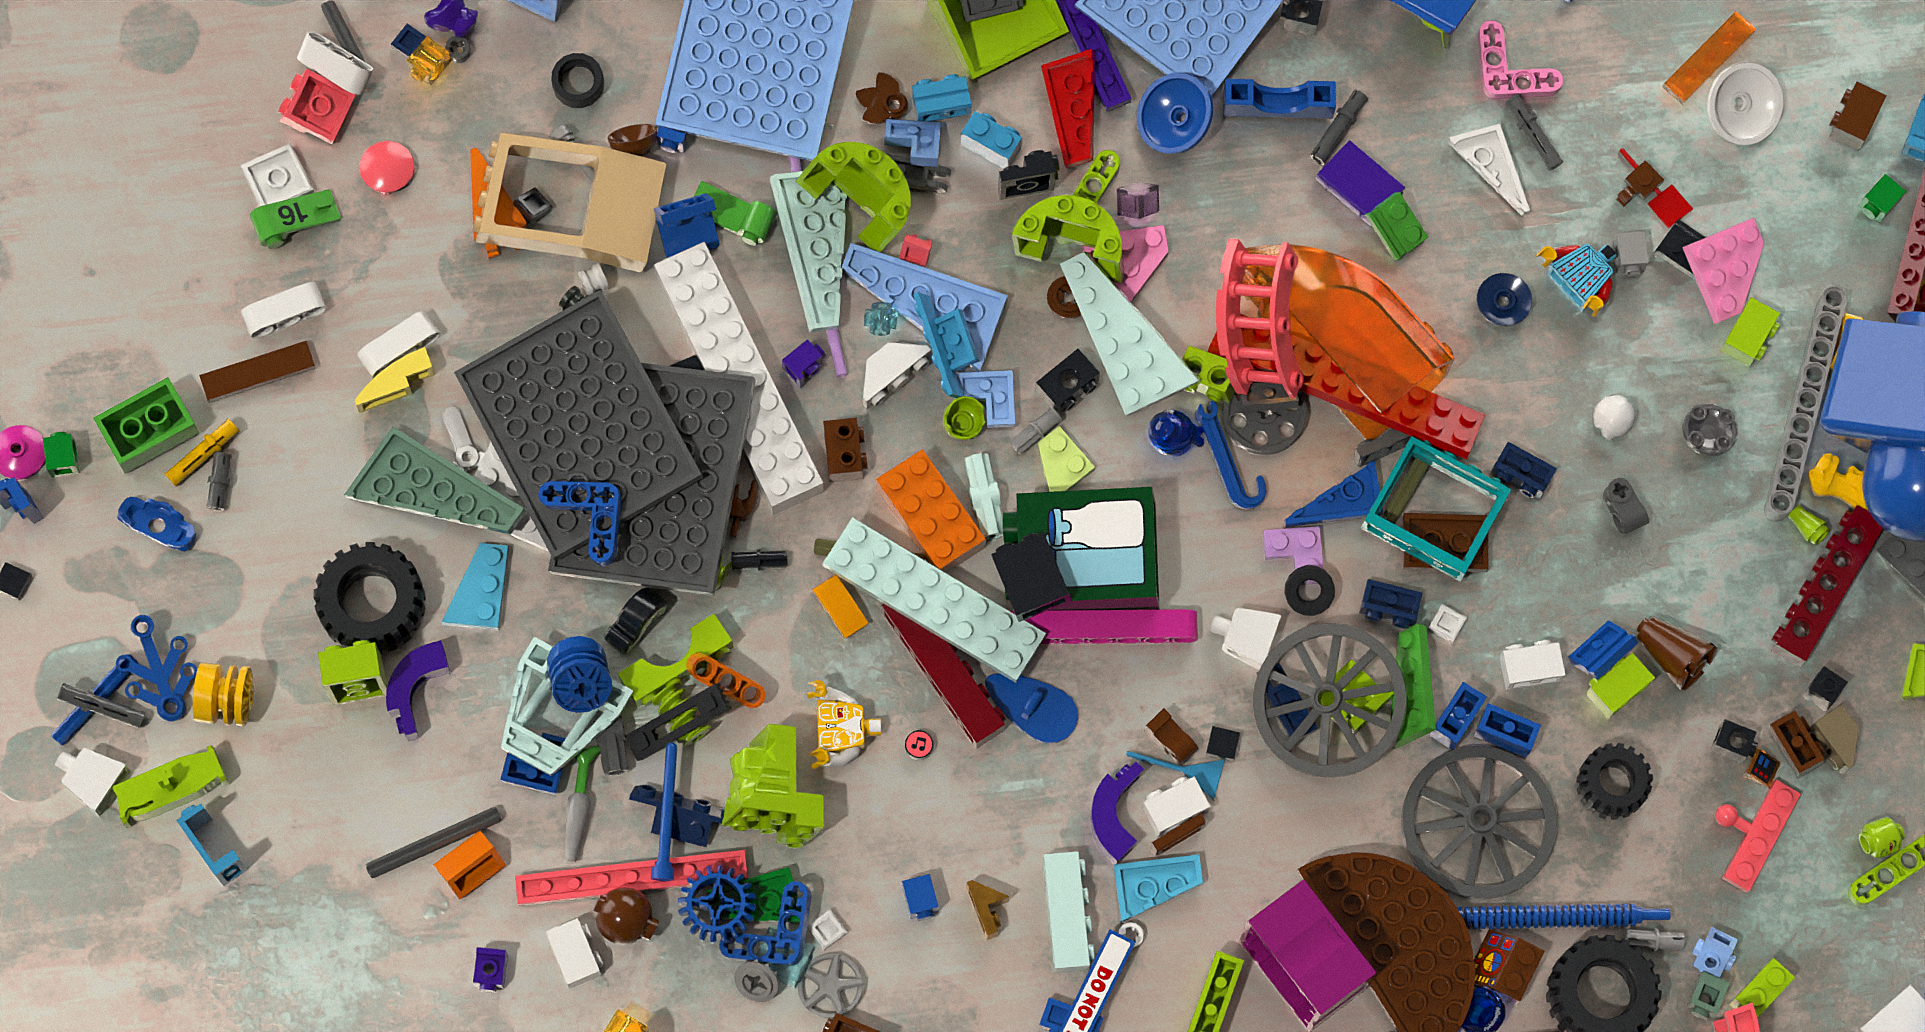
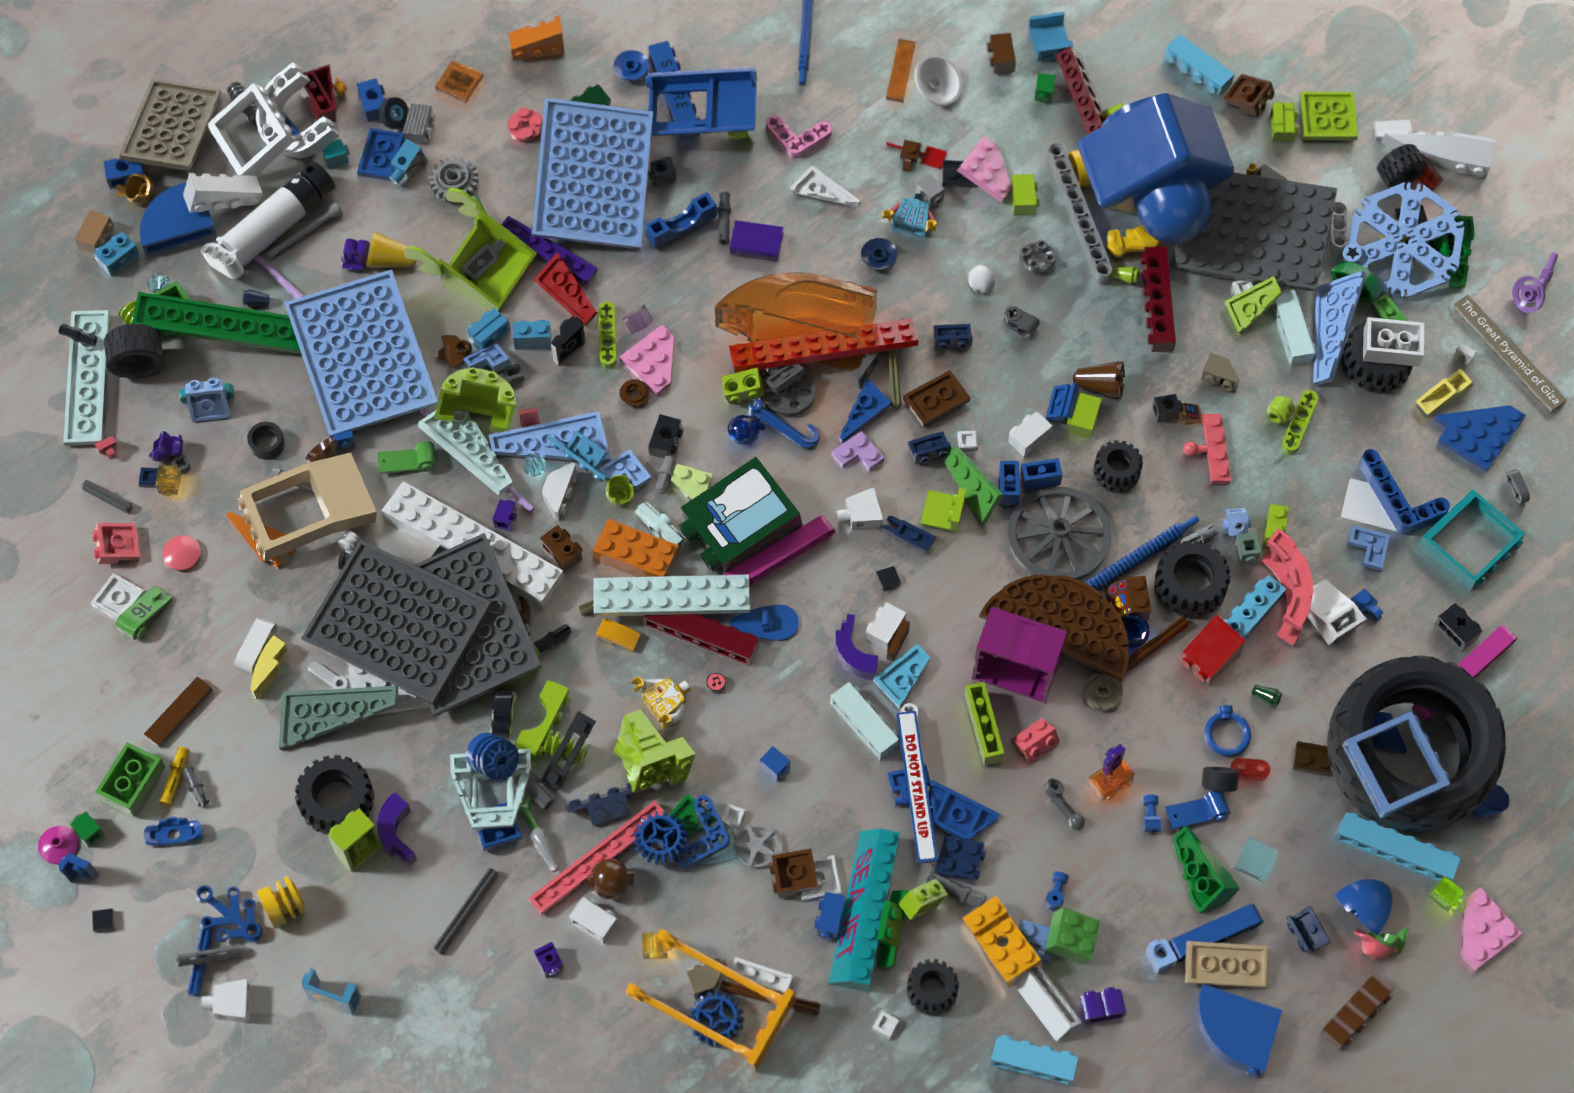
camera: 30 degrees left, 10 degrees down
(169, 786) = (282, 976): lime piece -> none
(283, 310) = (171, 667): white beam -> none
(335, 63) = (112, 512): white beam -> none
(469, 864) = (496, 909): orange brick -> none
(481, 590) = (398, 753): medium azure wing -> none
(532, 205) = (285, 523): black tile -> none
(599, 509) = (442, 656): blue beam -> none
(663, 868) = (615, 839): blue piece -> none
(687, 224) = (385, 478): blue bracket -> none
(738, 684) = (588, 708): orange beam -> none
(745, 977) = (719, 872): light grey gear -> none
(983, 900) = (812, 744): pearl gold slope -> none
(1030, 576) = (721, 544): black brick -> none
(1074, 221) = (615, 345): lime cylinder -> none
(1130, 347) = (690, 397): light aqua wing -> none
(1162, 109) = (619, 256): blue dish -> none
(1171, 737) = (857, 591): reddish brown leg -> none
(1206, 773) = (891, 597): dark azure piece -> none
(1229, 321) = (740, 341): coral fence -> none
(1296, 641) = (912, 474): dark grey wheel -> none
(1316, 606) = (887, 458): black tyre -> none
(1396, 226) = (792, 249): bright green plate -> none
(1416, 546) = (920, 406): teal window -> none
(1517, 106) = (814, 152): dark grey pin -> none
(1796, 744) = (1201, 388): reddish brown brick -> none
(1825, 688) = (1195, 351): black brick -> none

